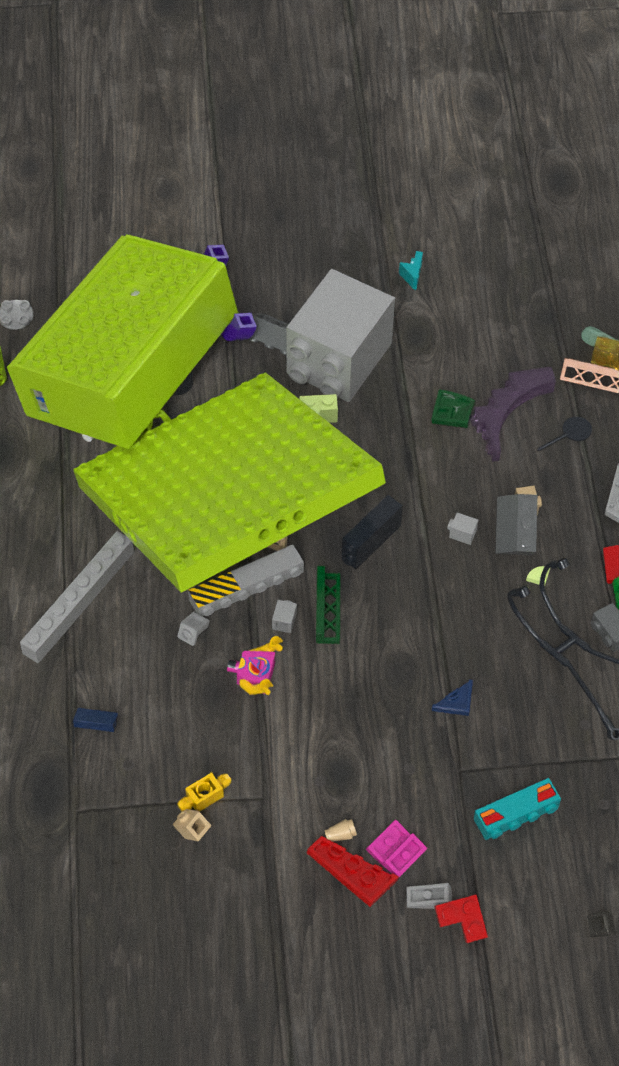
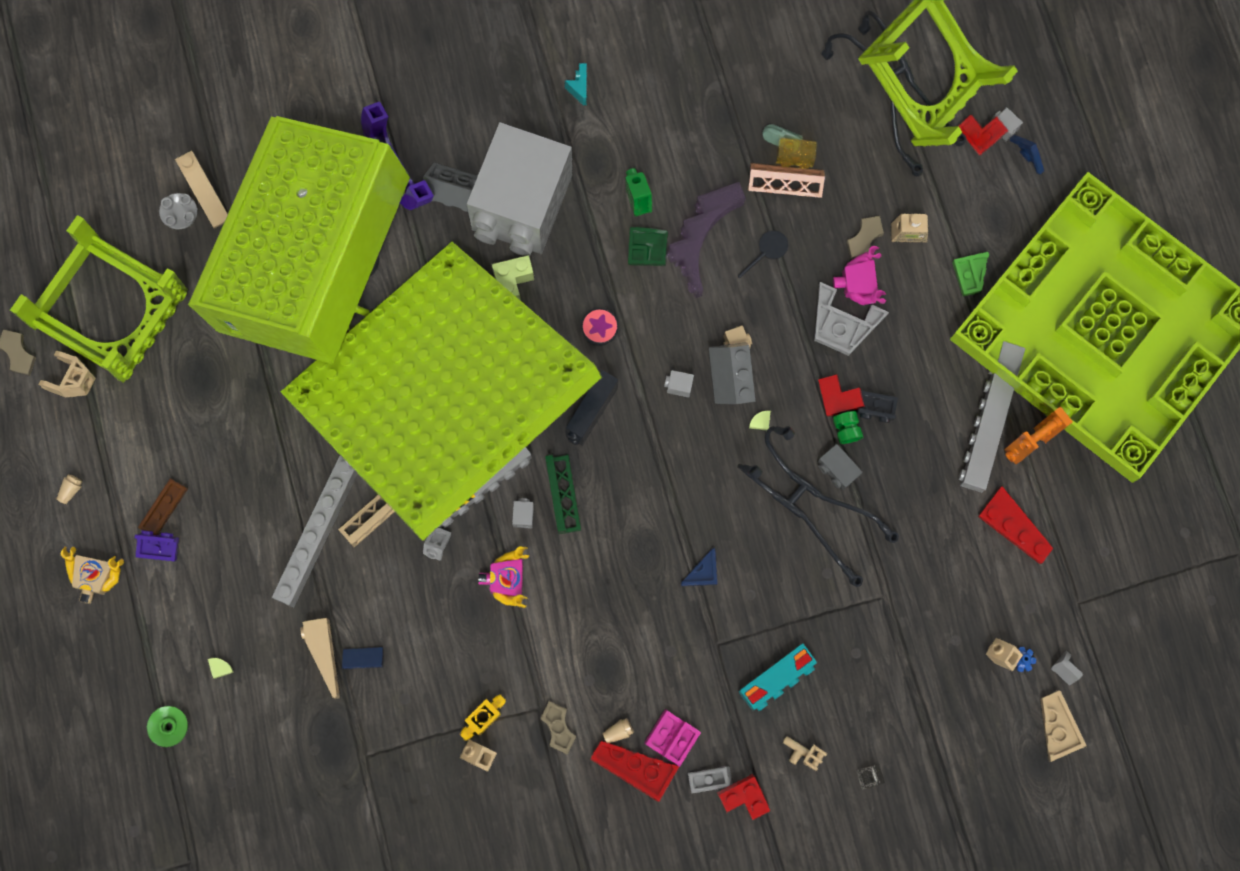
camera: 15 degrees left, 20 degrees up
(40, 293) = (202, 189): none -> tan slope
(56, 692) = (319, 641): none -> tan slope
(136, 596) = (370, 525): none -> tan fence
(281, 828) = (560, 735): none -> dark tan tile
(396, 469) = (599, 326): none -> tile
(452, 355) = (638, 192): none -> green torso
(540, 891) = (809, 754): none -> tan arm

